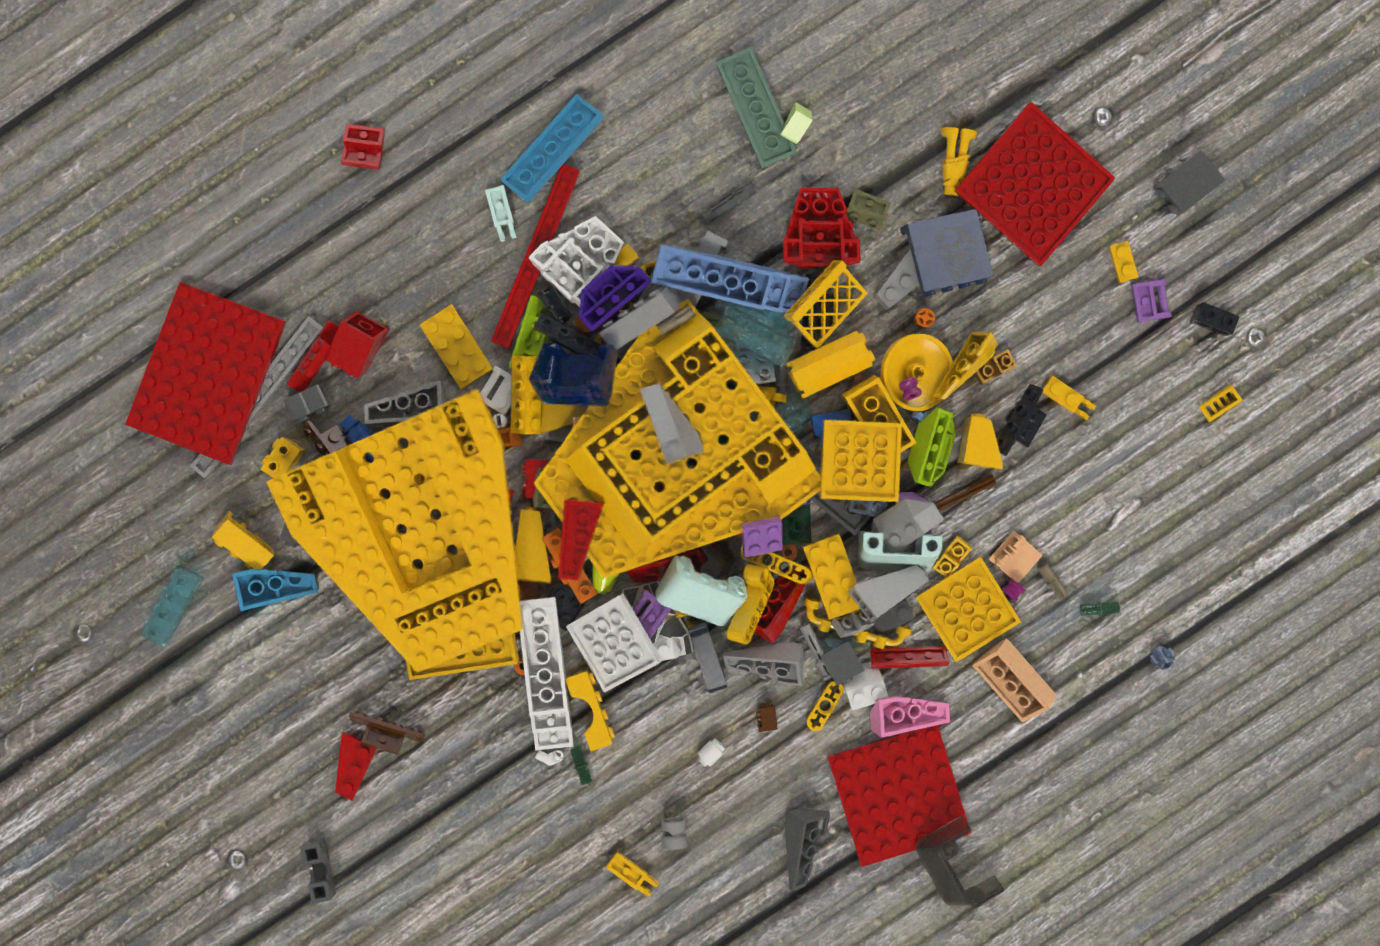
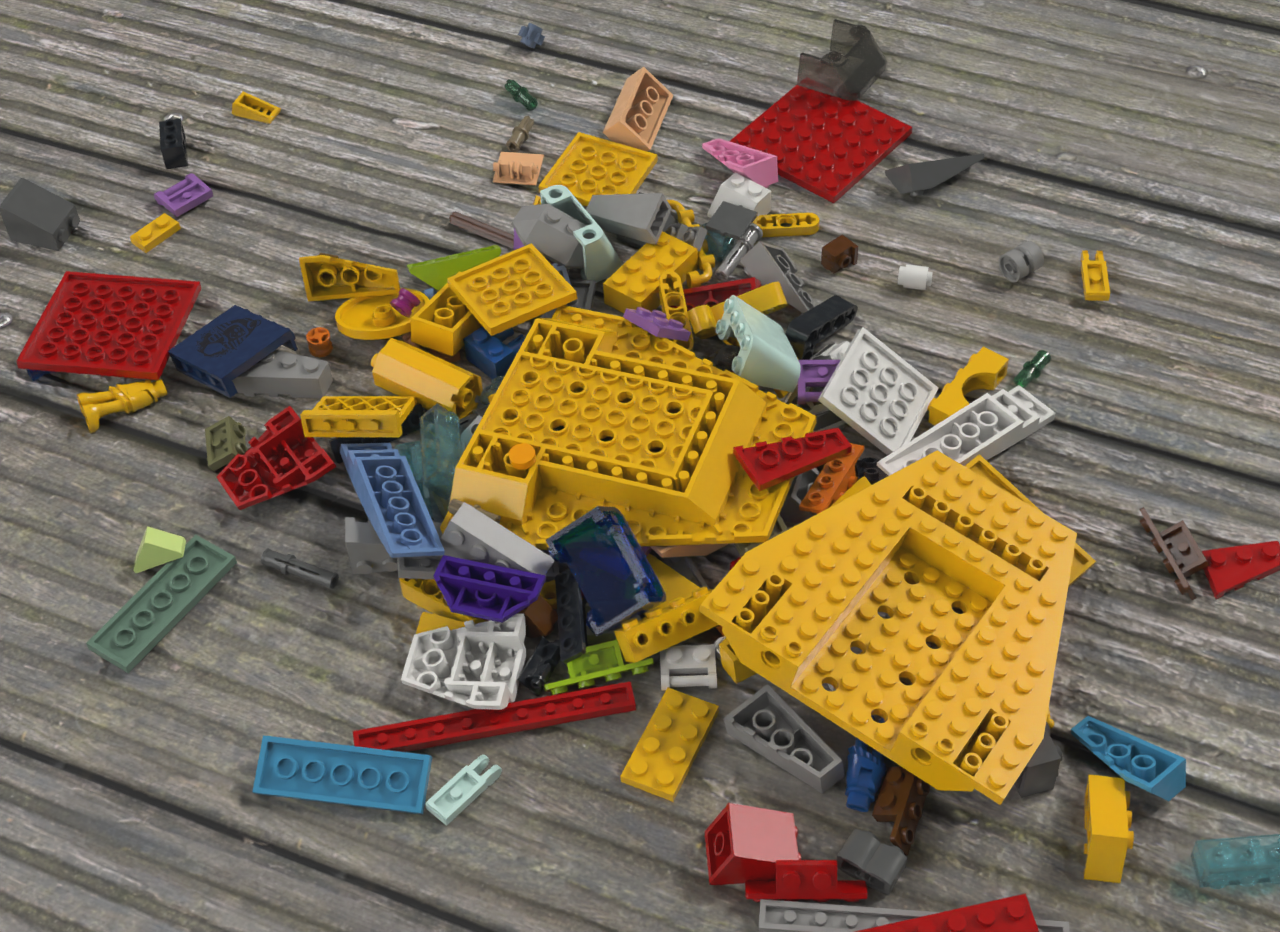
camera: 120 degrees left, 40 degrees down
(282, 458) = (965, 846): yellow brick -> none
(550, 758) = (1049, 397): white arm -> none
(673, 430) = (600, 430): light grey wedge -> none
(686, 368) = (522, 456): none -> light orange tile
(909, 657) = (683, 189): red tile -> none
(979, 443) = (423, 232): yellow slope -> none
(1013, 590) = (551, 151): magenta wheel -> none
(1023, 422) = (377, 223): black bracket -> none
(1067, 397) = (327, 207): yellow hinge -> none

